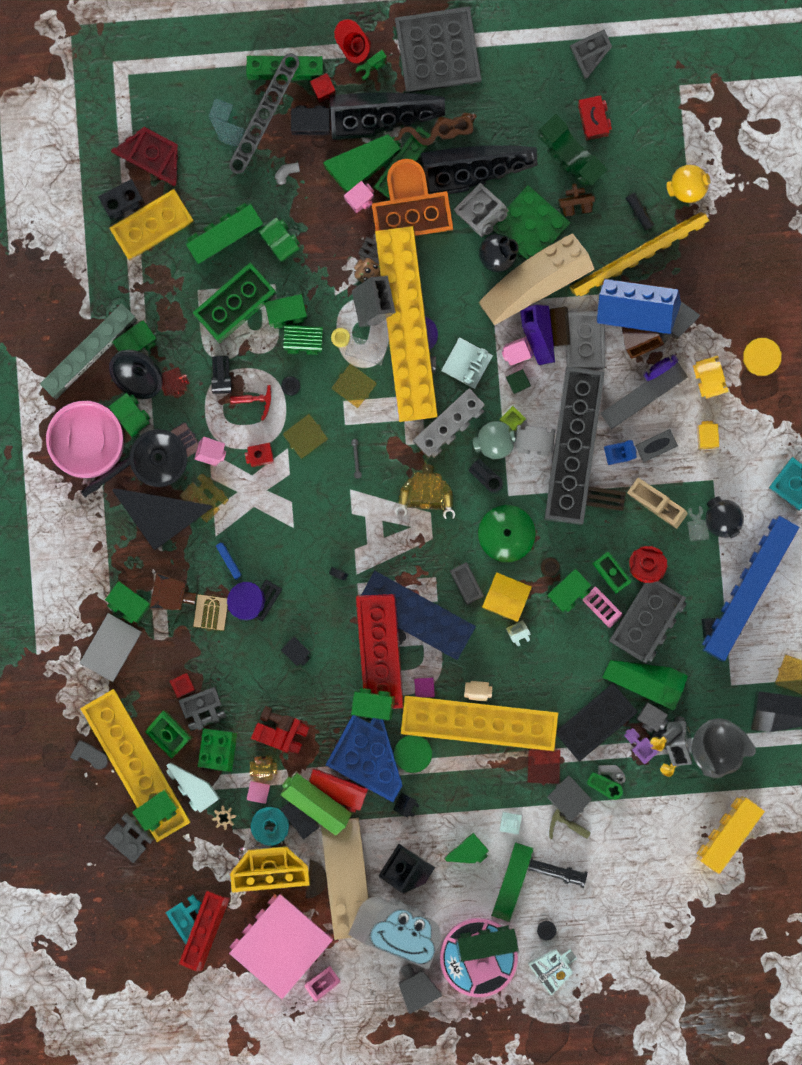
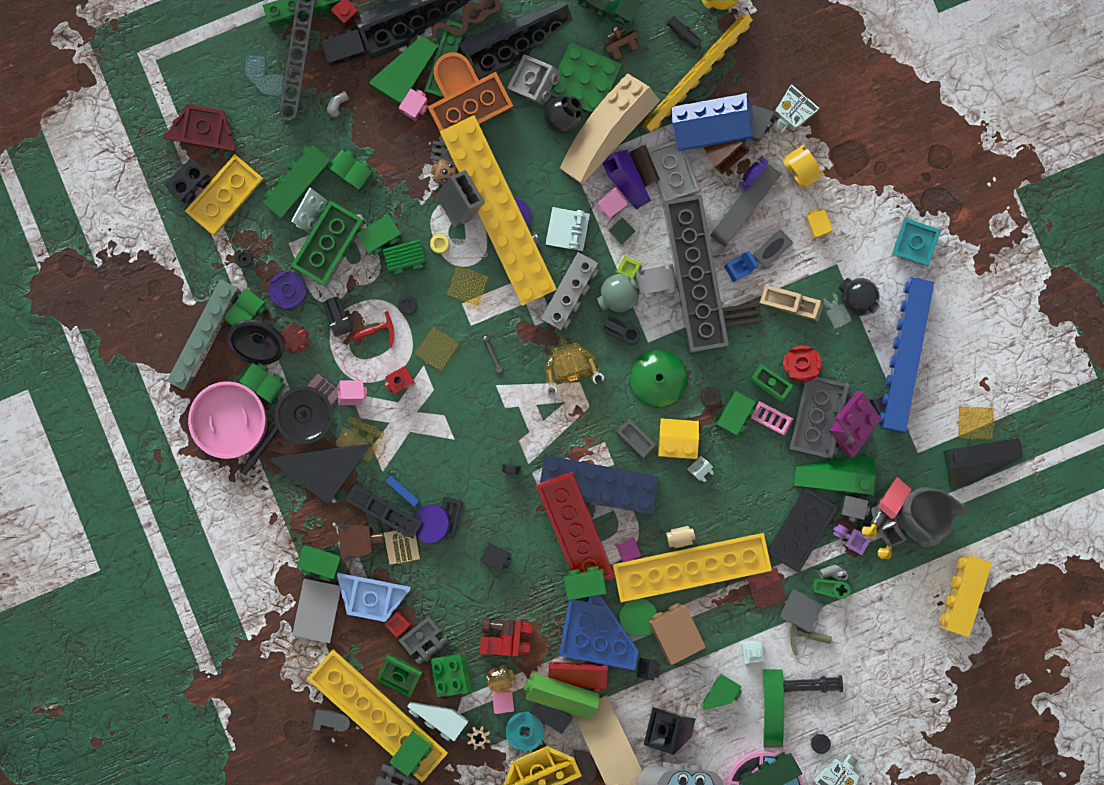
camera: 20 degrees left, 0 degrees up
(151, 286) = (244, 254): none -> black plate
(164, 651) = (370, 597): none -> light blue wing
(182, 334) = (287, 290): none -> dark purple tile
(204, 573) = (383, 511): none -> black slope
(227, 266) = (309, 211): none -> light aqua hinge
(443, 780) = (676, 633): none -> medium nougat brick
(678, 637) = (855, 424): none -> magenta bracket
(692, 720) = (894, 498): none -> coral tile
(719, 320) = (793, 110): none -> torso
(762, 356) = (844, 132): yellow tile -> none

